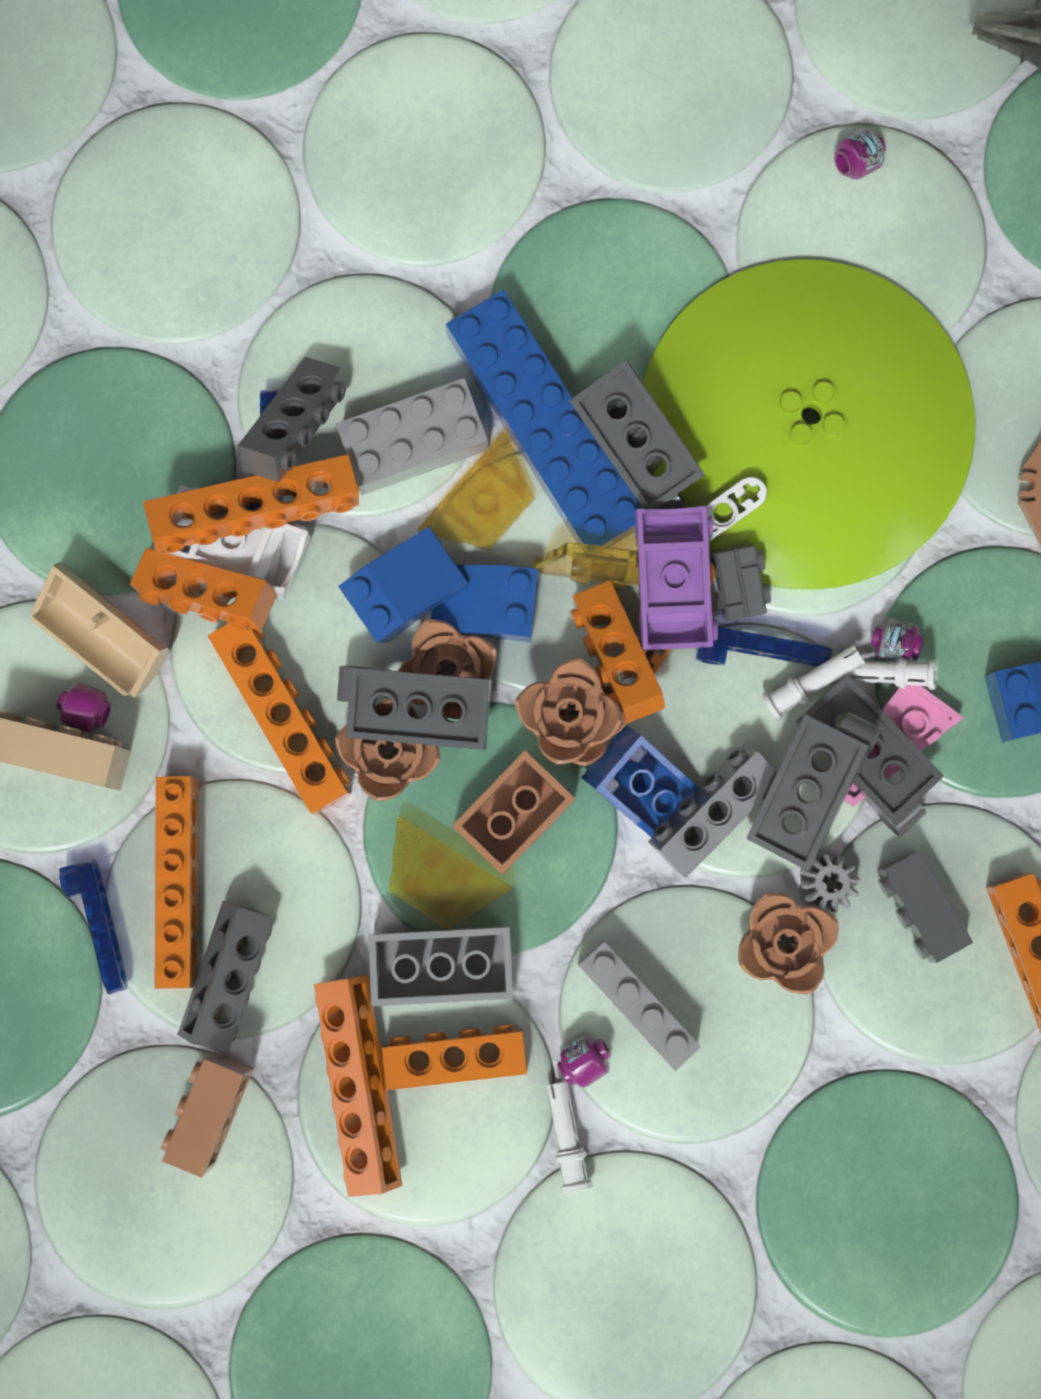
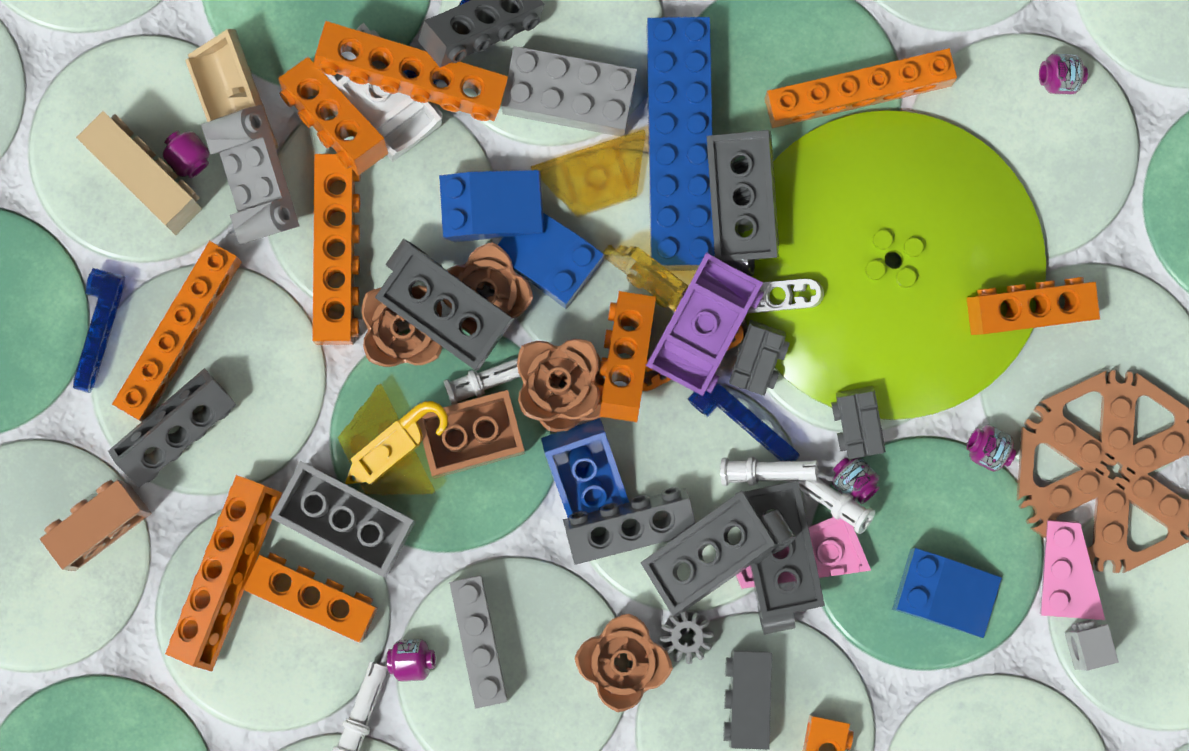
camera: 25 degrees right, 0 degrees up
(158, 689) = (252, 174): none -> light grey piece
(447, 866) = (393, 444): none -> yellow plate
(490, 760) = (476, 383): none -> white pin
(682, 275) = (860, 88): none -> orange brick
(870, 586) = (859, 422): none -> dark grey brick
(1004, 537) = (991, 448): none -> head
(1006, 357) = (1080, 306): none -> orange brick

